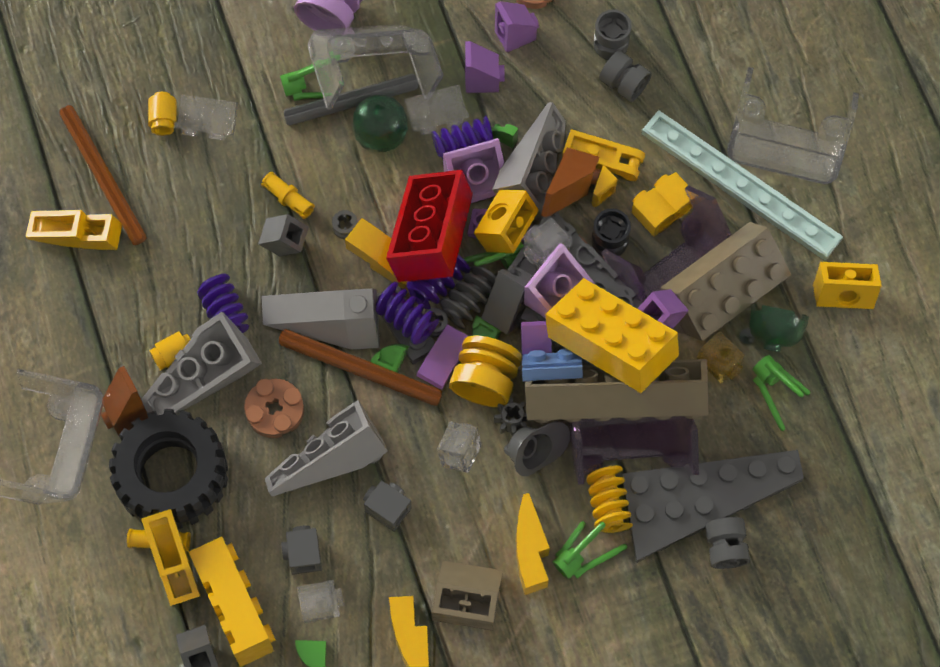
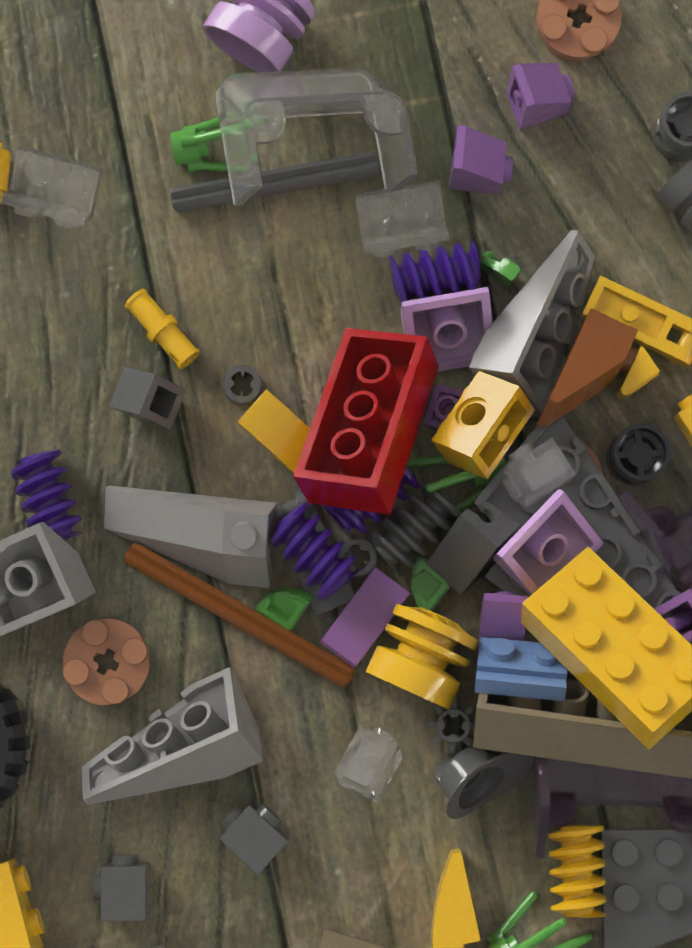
camera: 10 degrees right, 15 degrees up
(380, 123) = (313, 227): clear green cylinder -> none

